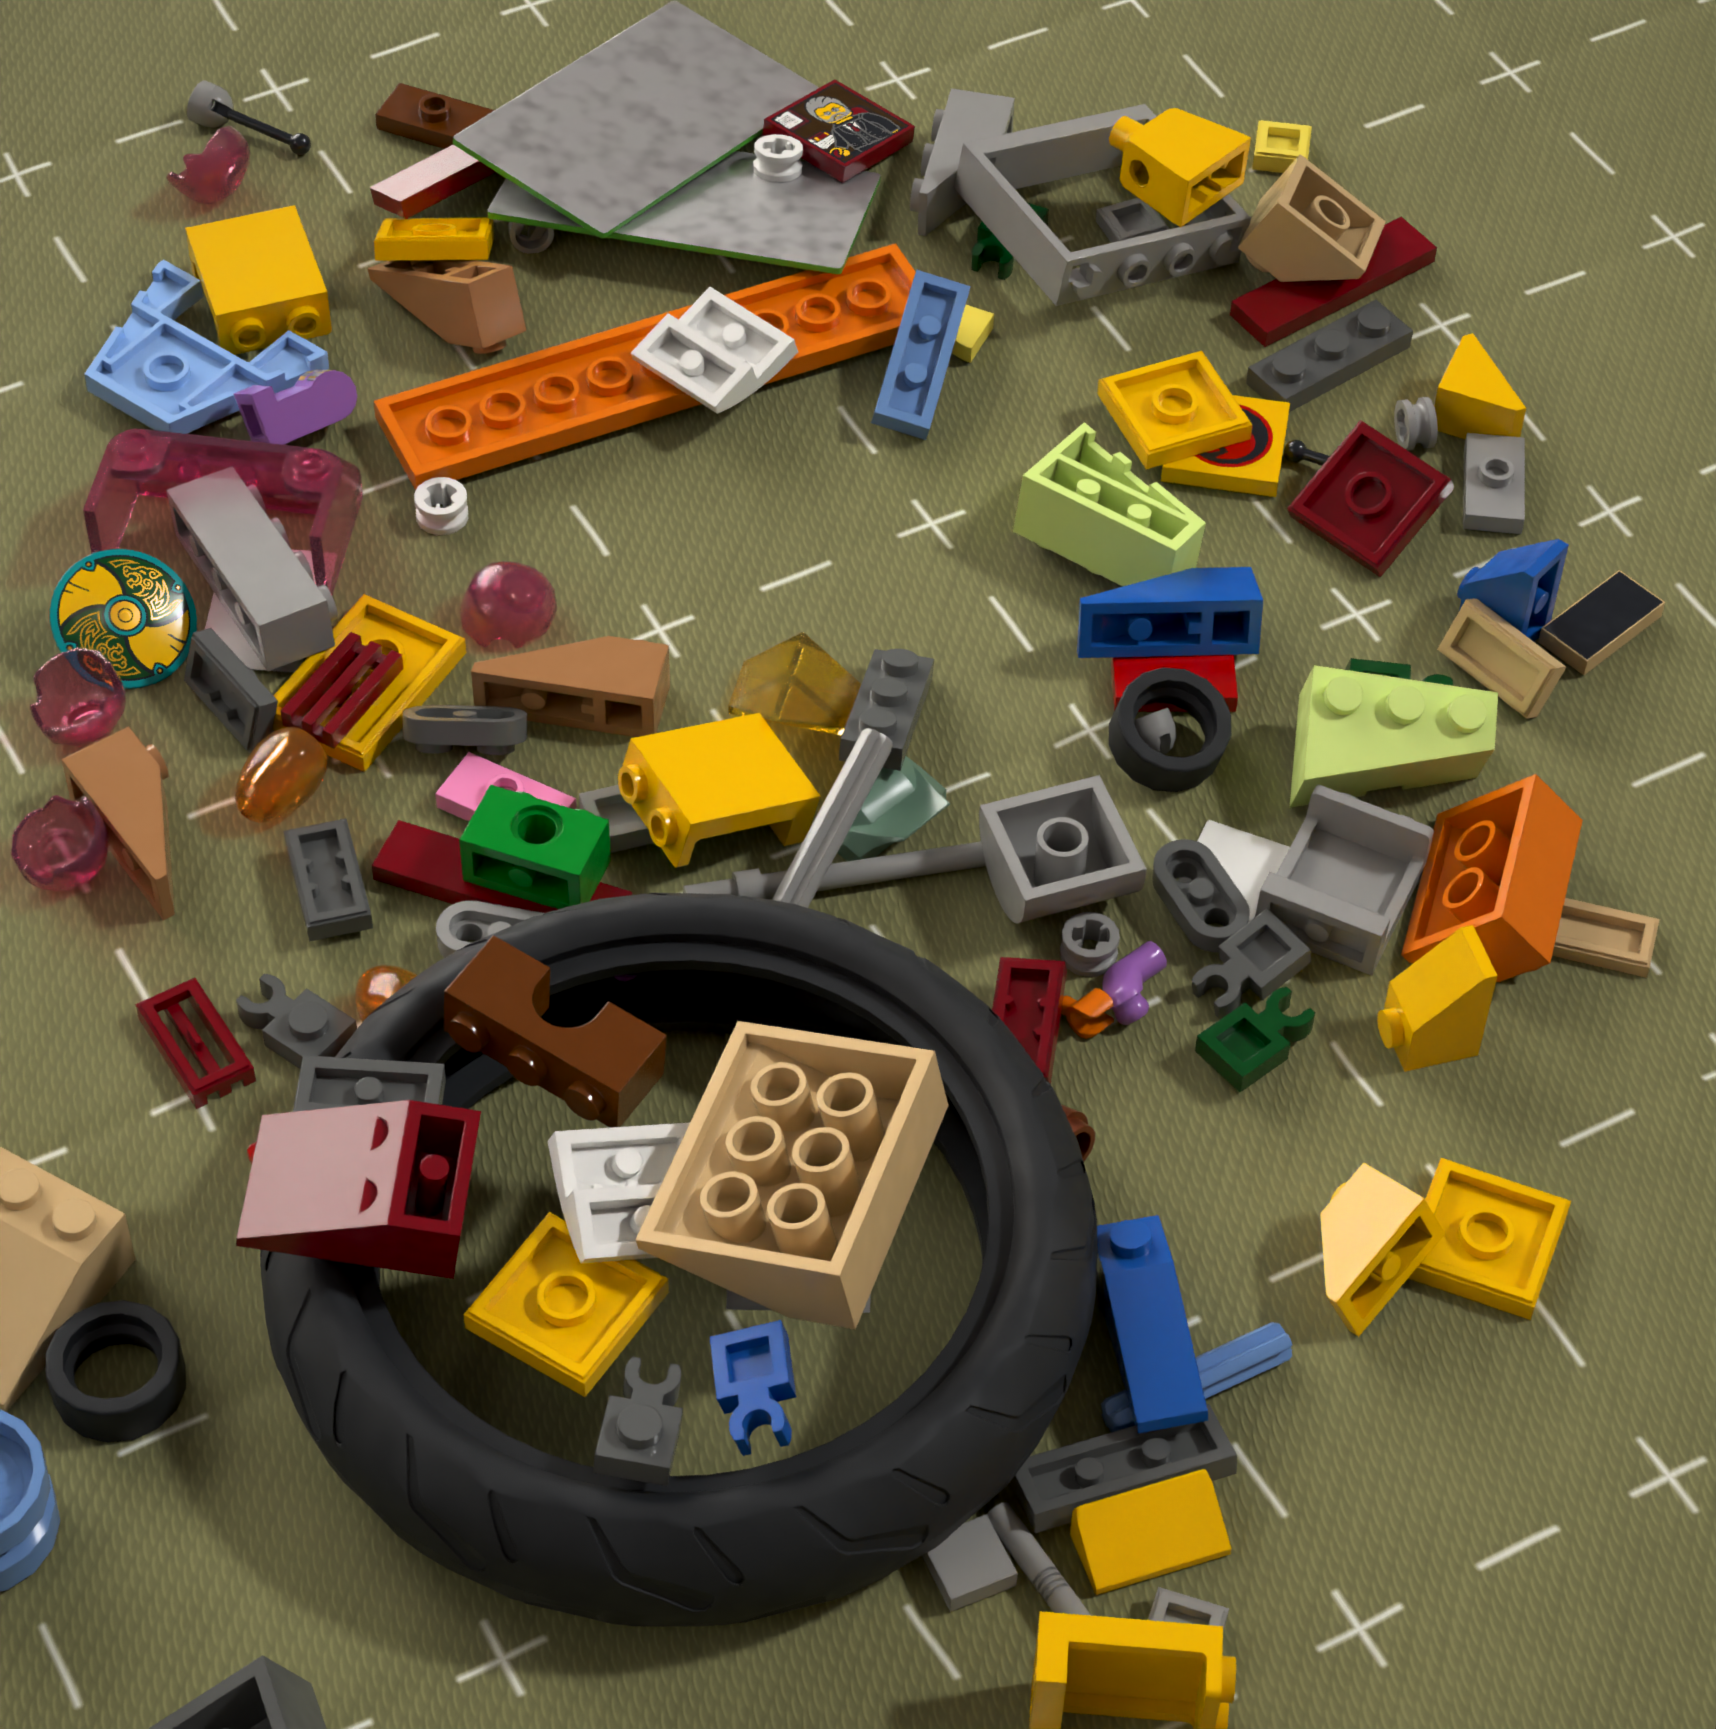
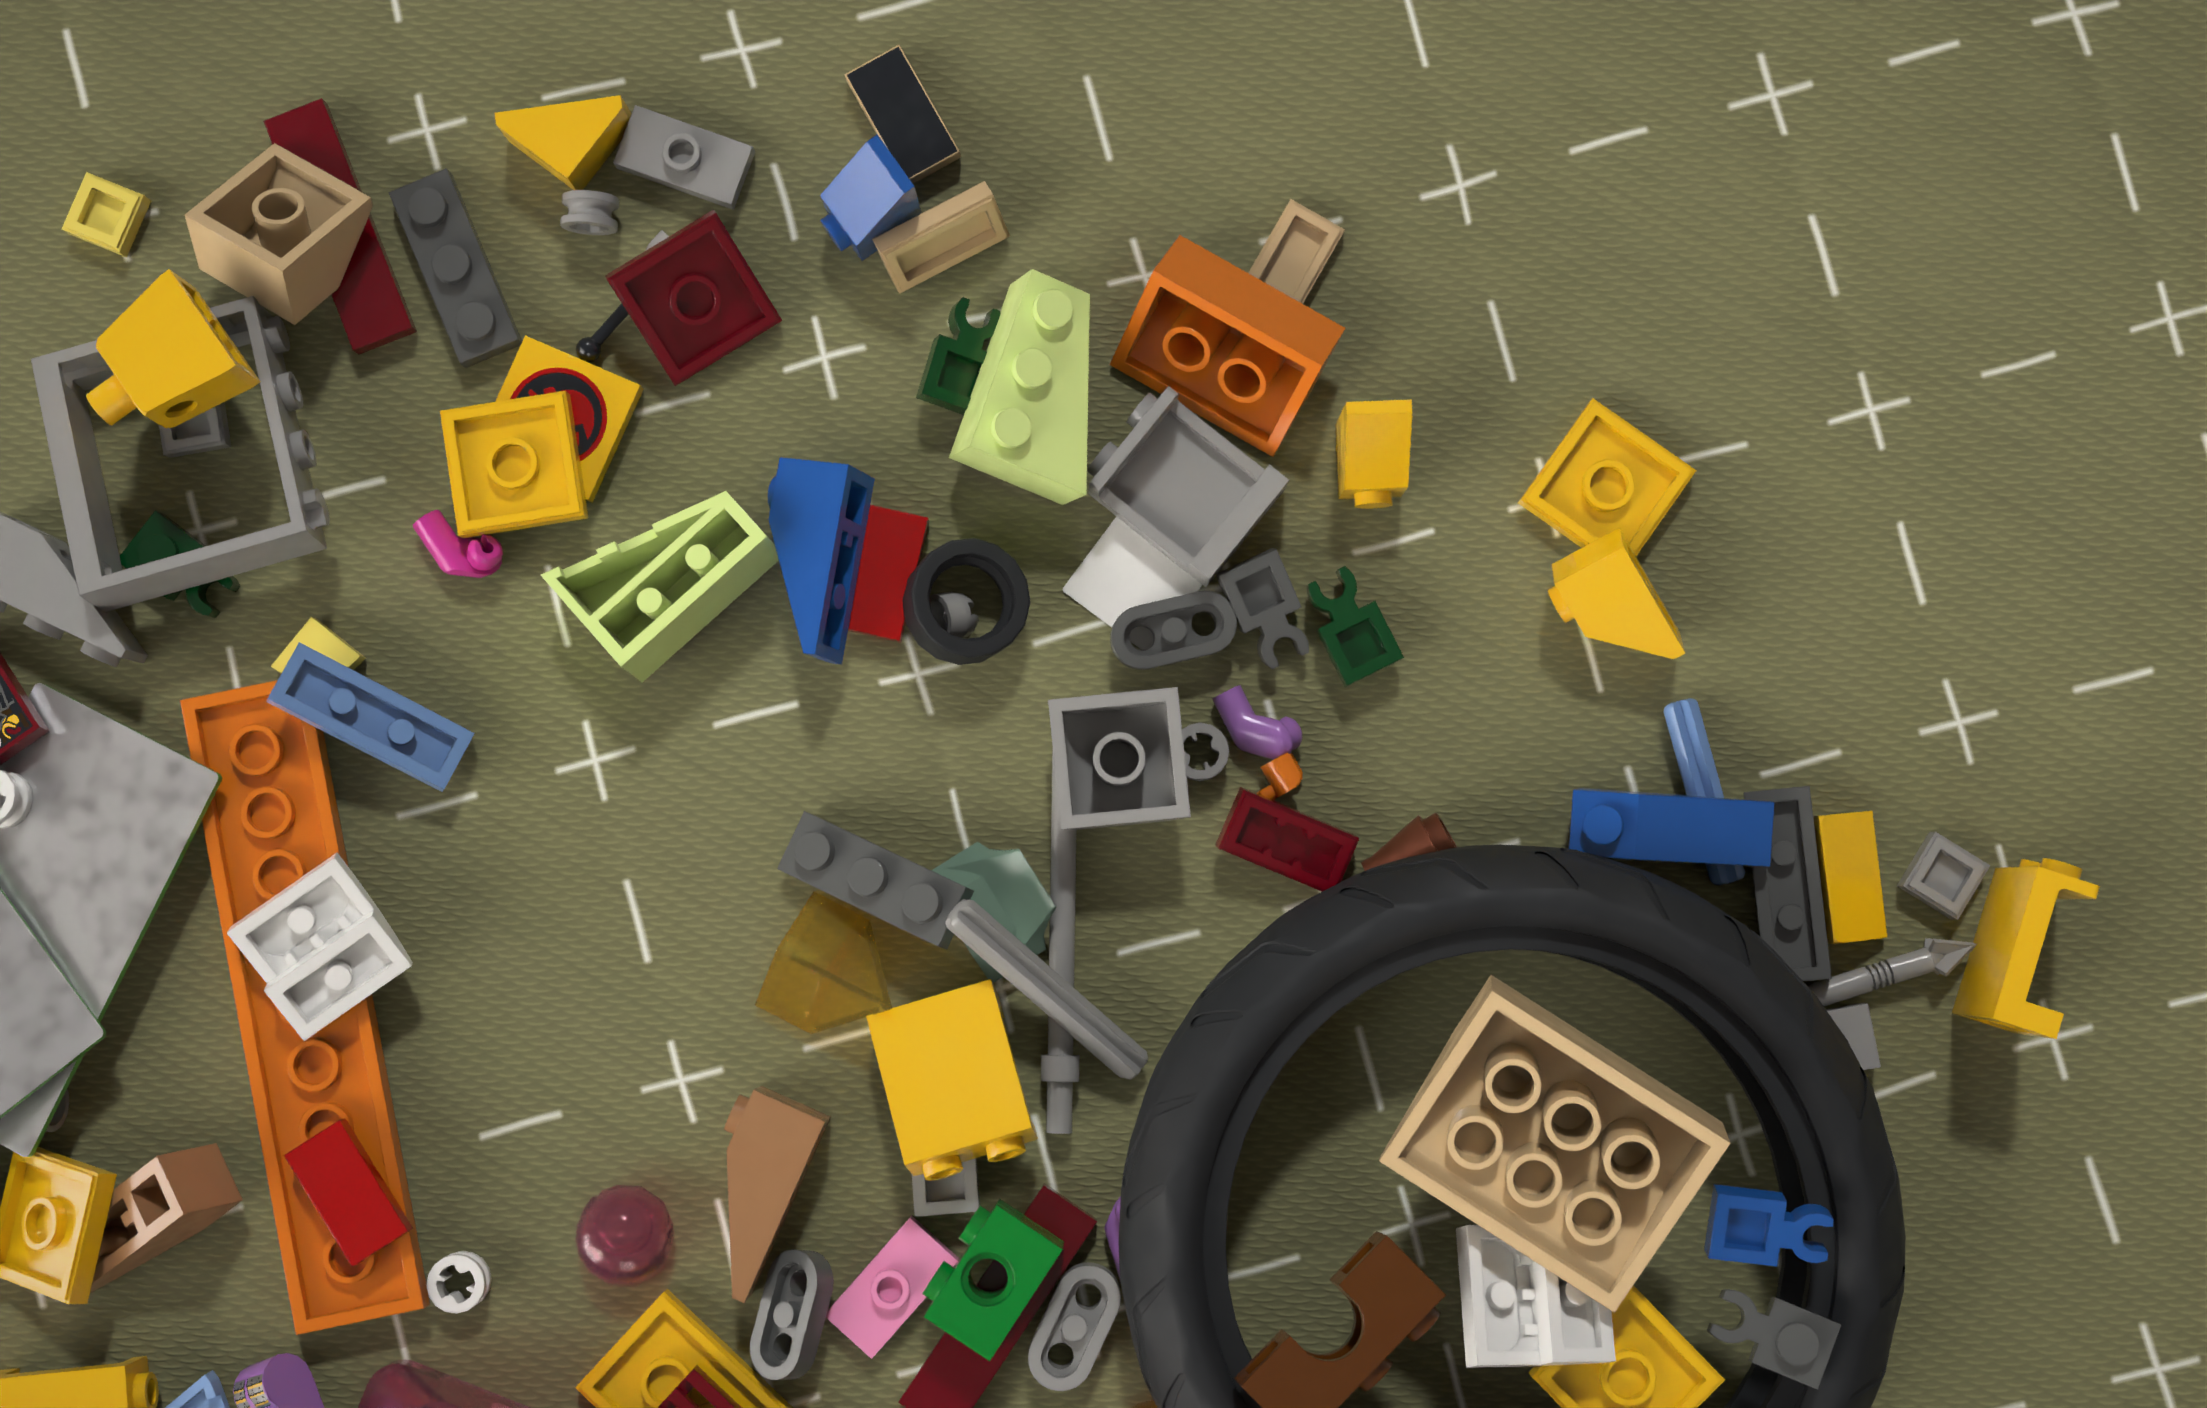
camera: 75 degrees left, 35 degrees up
(506, 404) = (348, 1192): none -> red tile
(1082, 397) = (455, 554): none -> dark pink arm

